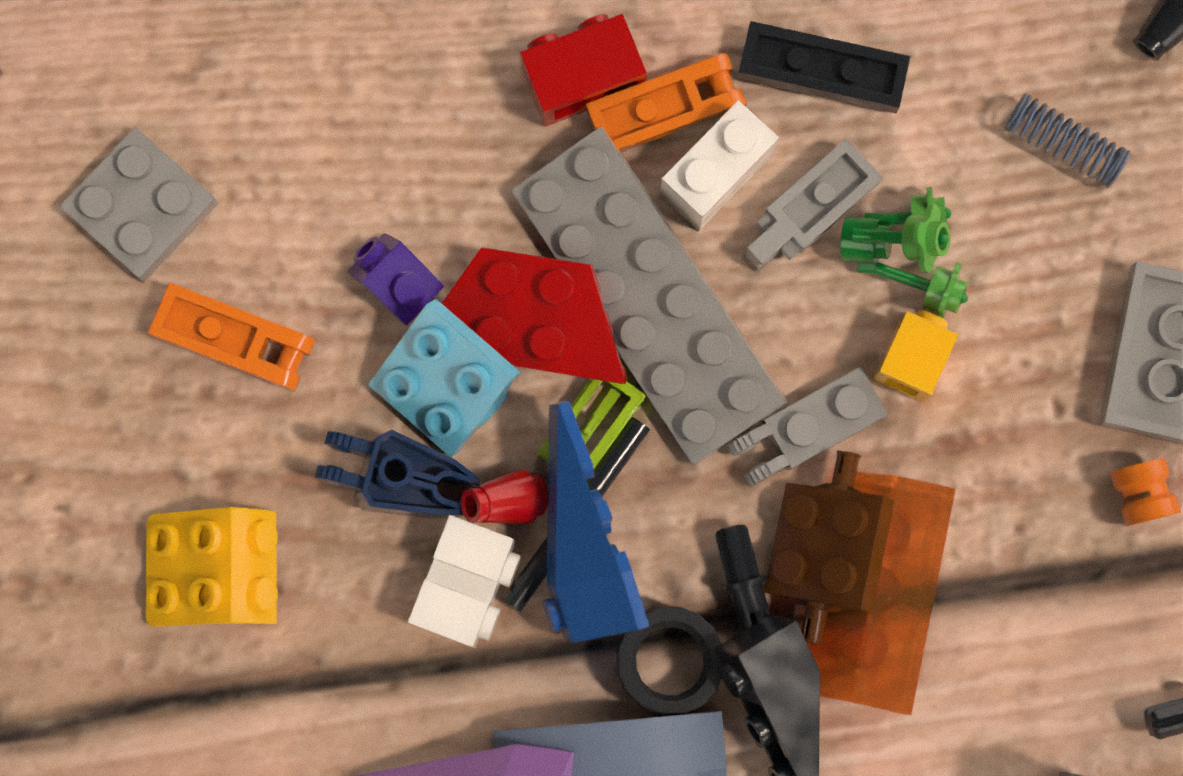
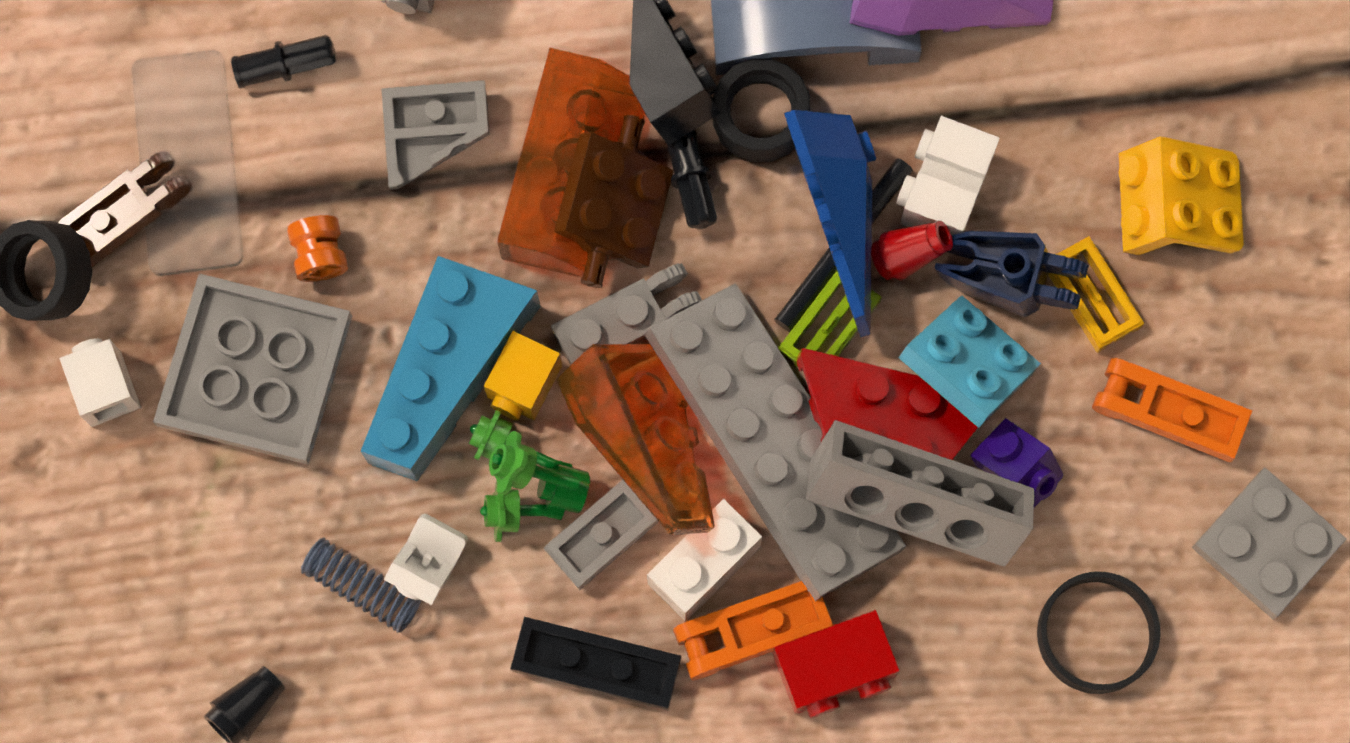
camera: 175 degrees left, 5 degrees down
(286, 422) = (1084, 318): none -> yellow tile
(287, 64) = (1131, 589): none -> black tyre
(498, 224) = (920, 493): none -> light grey brick
(786, 287) = (642, 429): none -> clear orange wedge
(999, 371) = (444, 363): none -> dark azure wedge
(1004, 158) = (426, 559): none -> white bracket
(1033, 637) = (430, 126): none -> light grey wing

